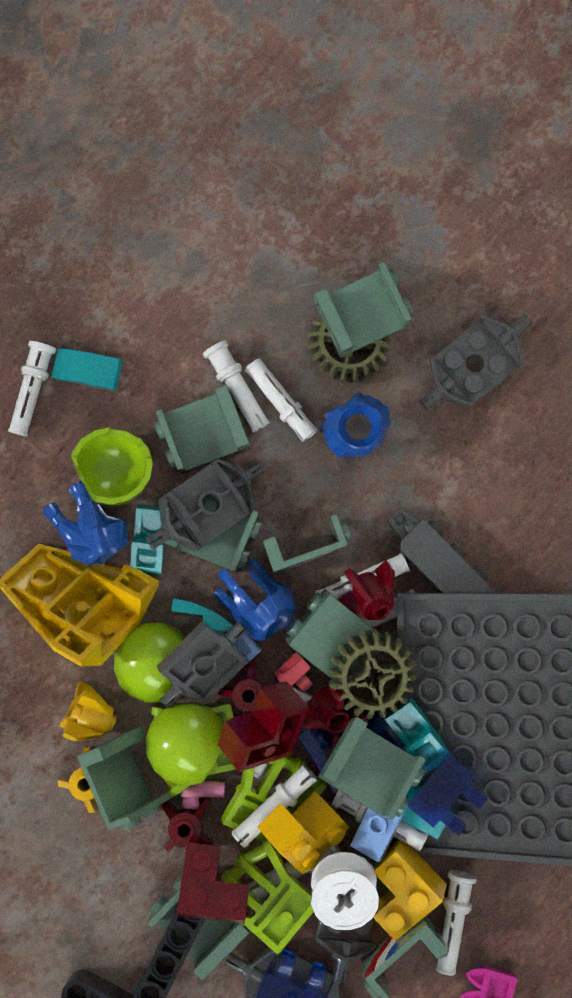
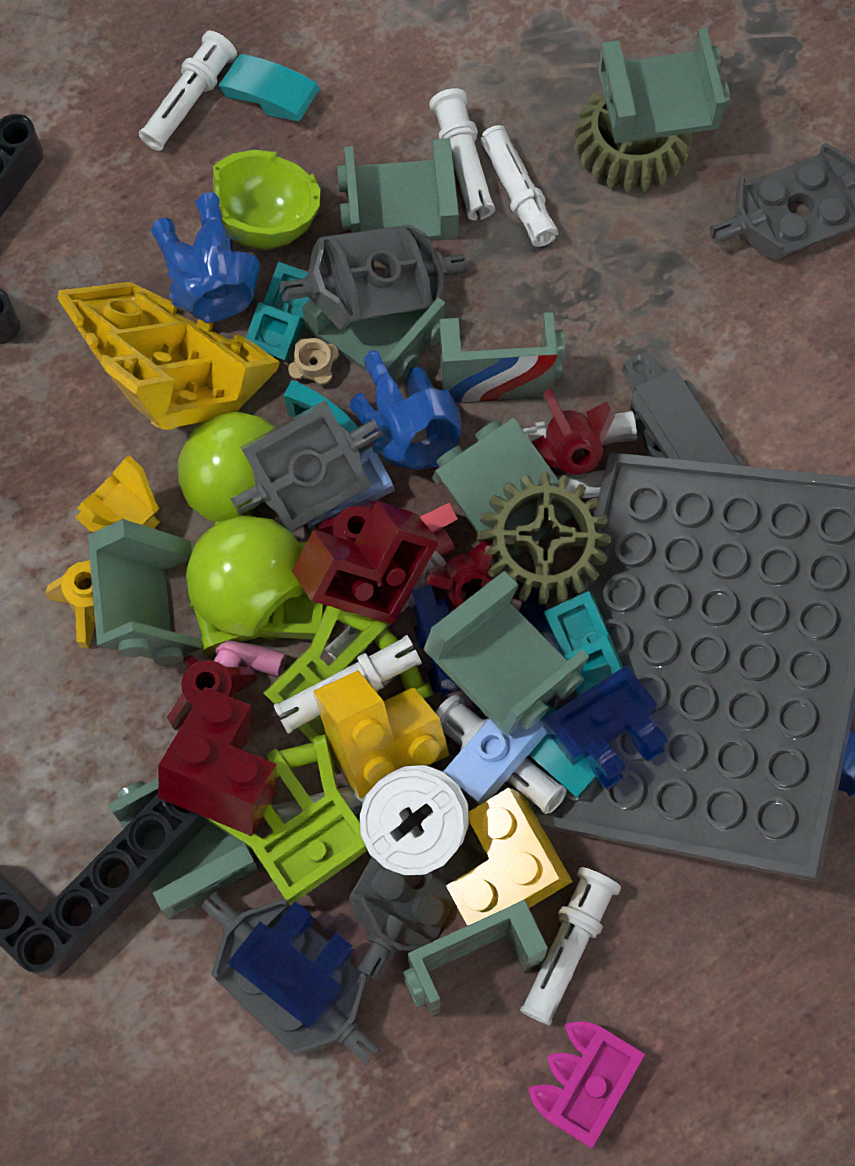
camera: 15 degrees right, 15 degrees down
(174, 564) = (313, 349): none -> tan plate
(336, 433) = (635, 224): blue piece -> none

